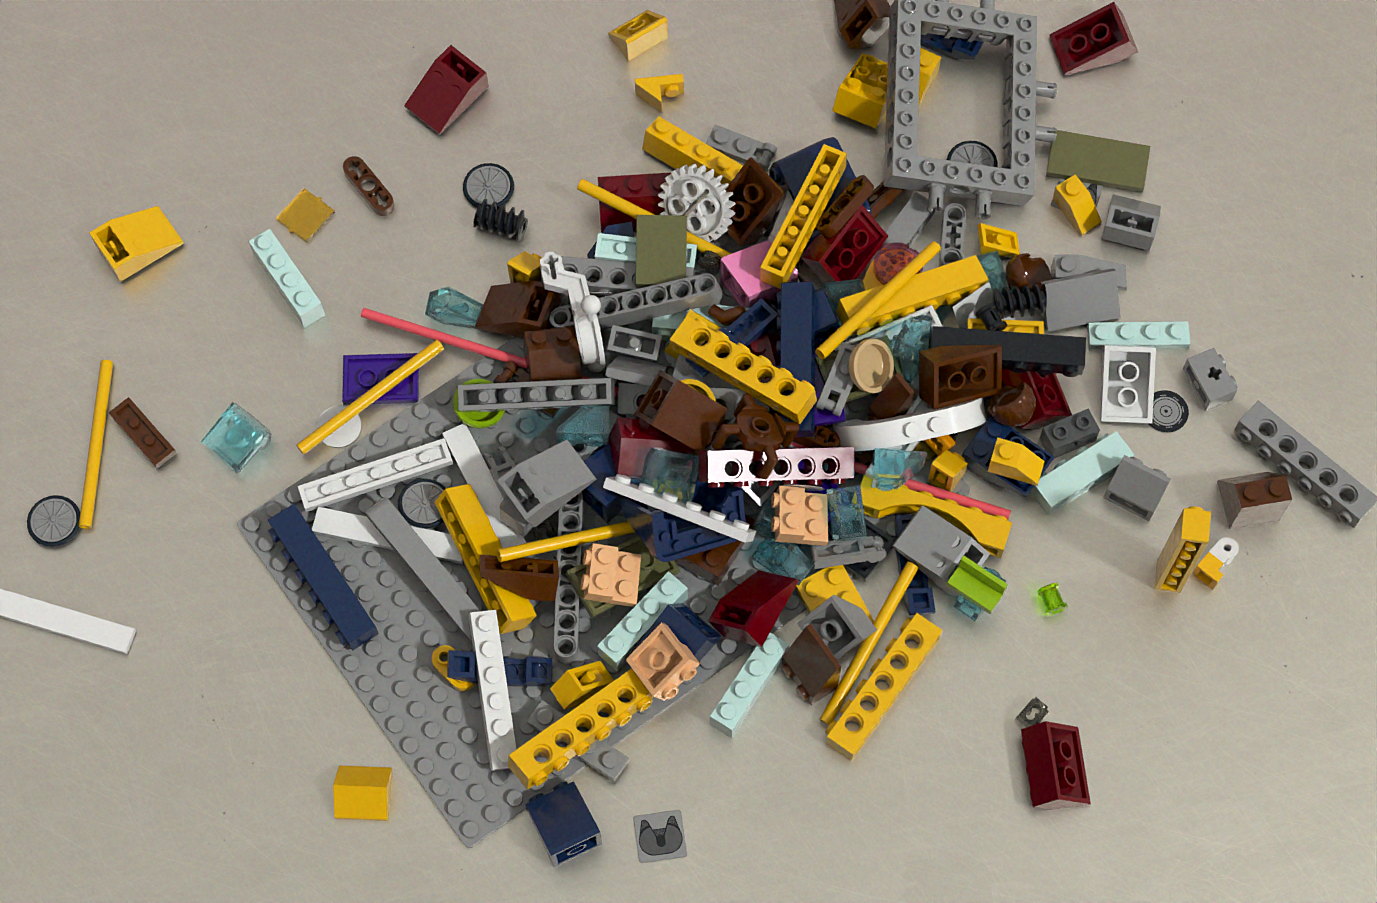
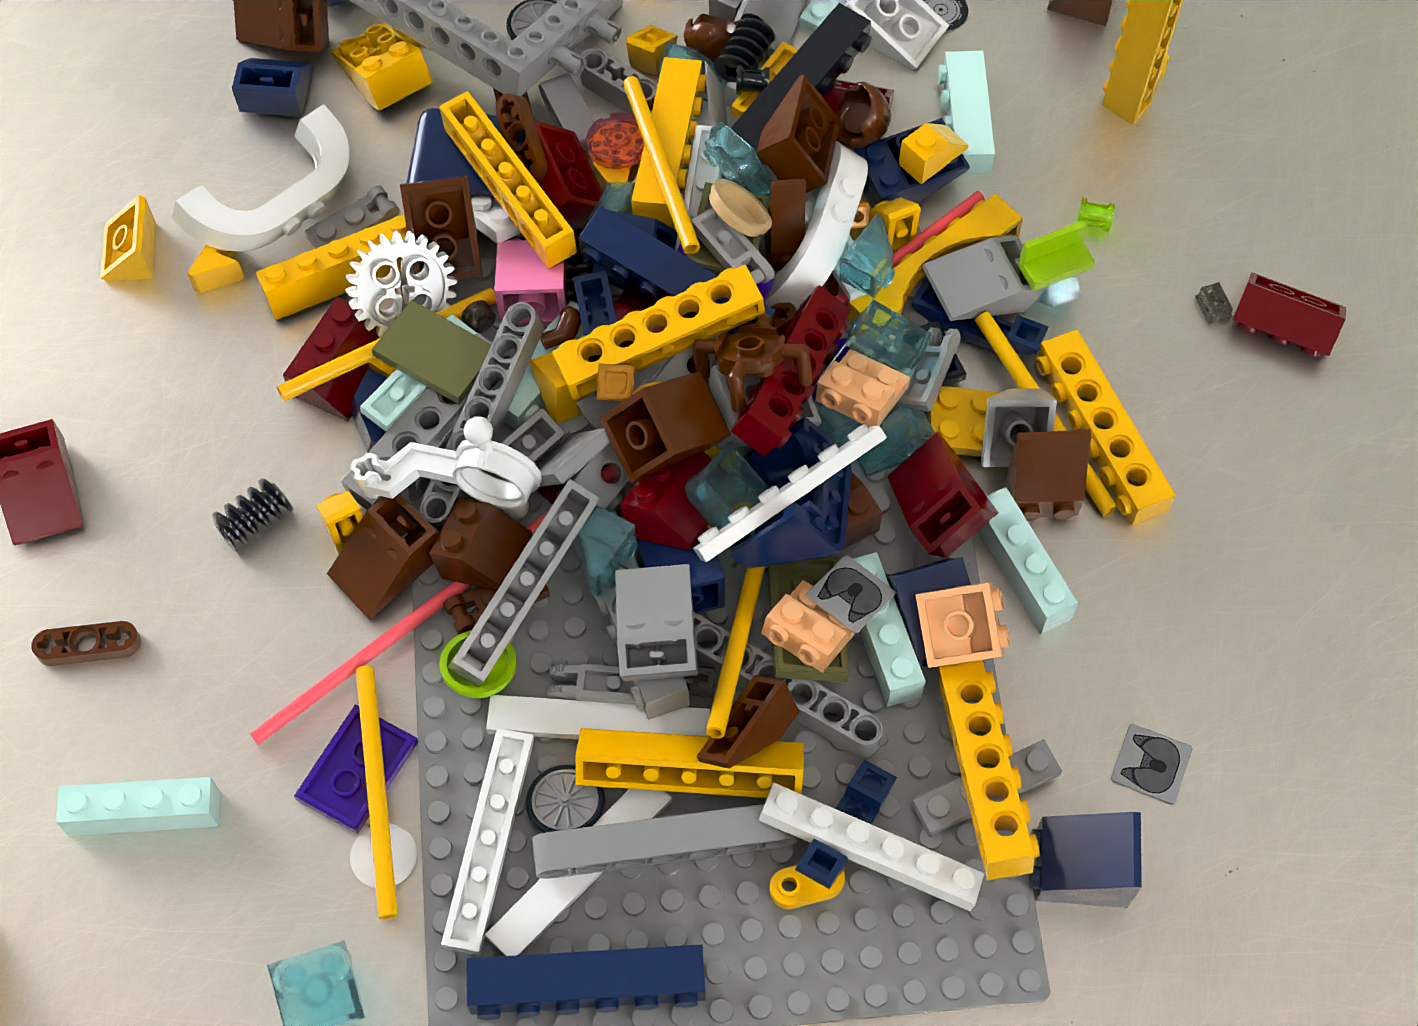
camera: 60 degrees left, 5 degrees down
(305, 215) = (66, 741): clear yellow piece -> none
(453, 308) = (326, 629): clear light blue slope -> none
(490, 183) = (188, 508): light grey wheel -> none
(580, 684) = (921, 743): yellow slope -> none
(644, 586) = (850, 594): none -> sticker
(687, 364) = (615, 382): none -> pearl gold tile
(715, 105) = (249, 230): none -> white arch
(808, 36) = (271, 86): none -> dark blue slope
(1069, 433) = (917, 94): dark grey brick -> none
(1137, 487) = (1021, 68): light grey slope -> none

